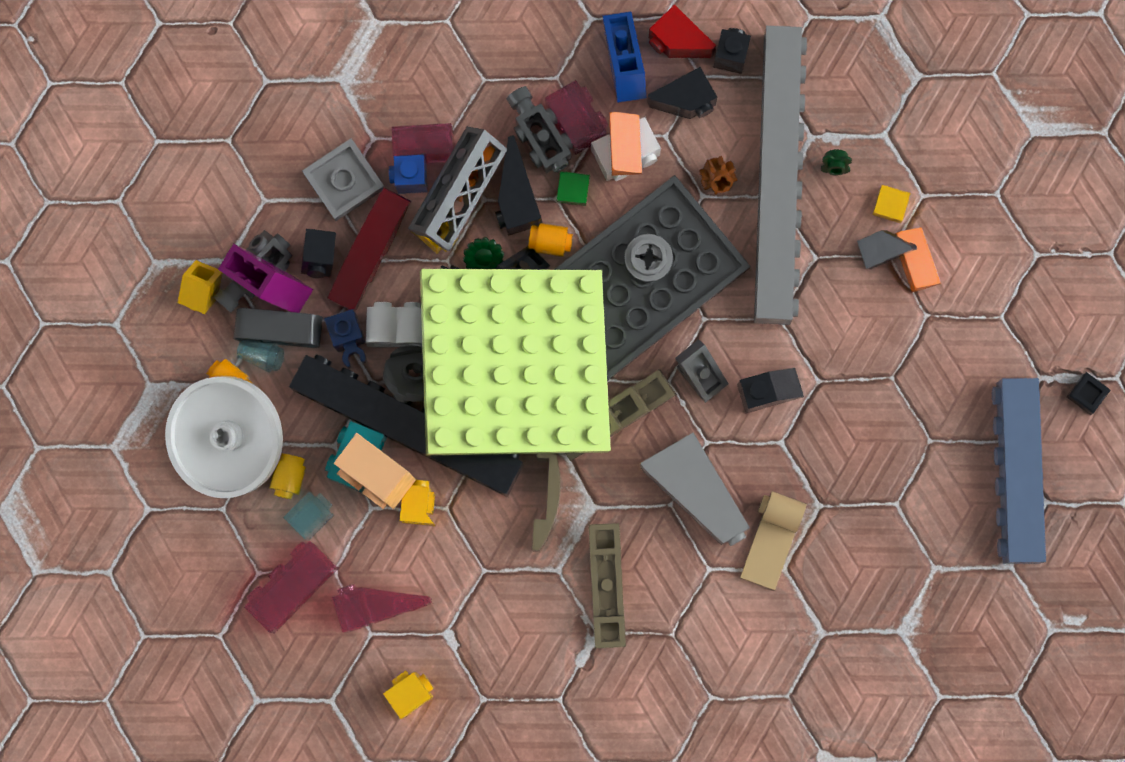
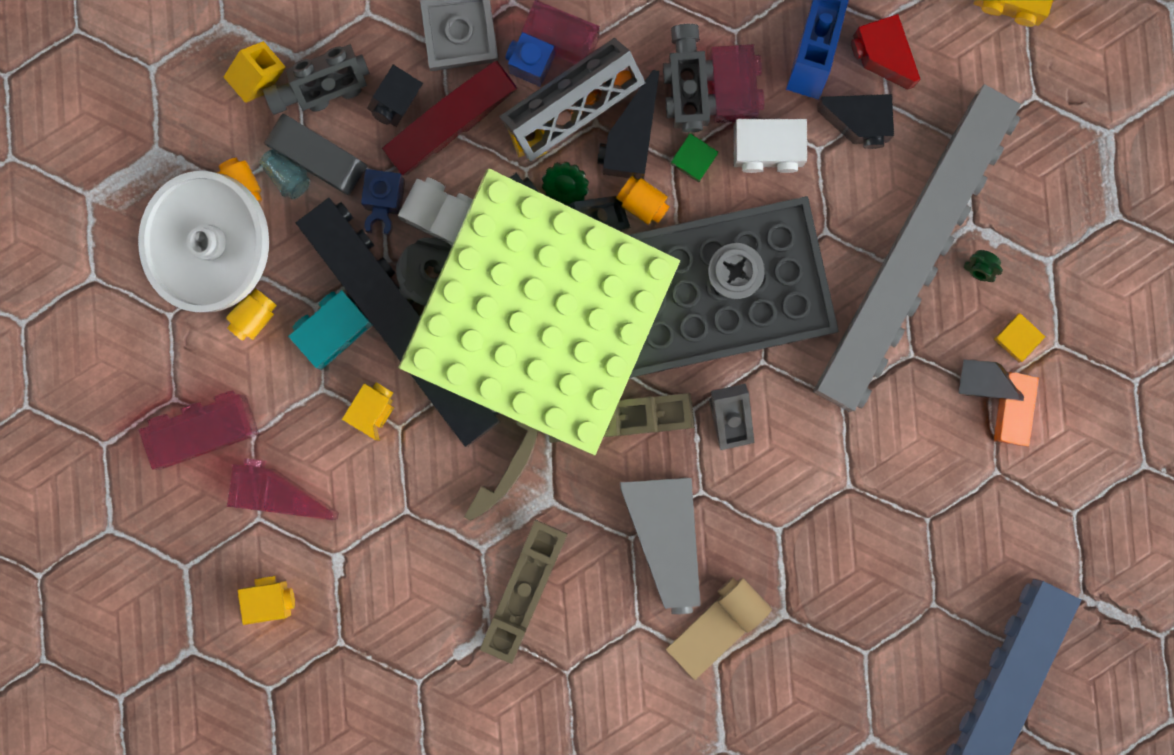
camera: 20 degrees right, 5 degrees up
(265, 279) = (323, 98): magenta slope -> none
(309, 515) = (253, 366): clear light blue brick -> none
(379, 474) = (333, 359): light nougat brick -> none
(625, 143) = (771, 138): slope -> none
(718, 175) = (853, 218): dark orange gear -> none
(732, 50) = (934, 93): black brick -> none
(769, 389) = (794, 470): black slope -> none
(1088, 393) = (1124, 638): black tile -> none

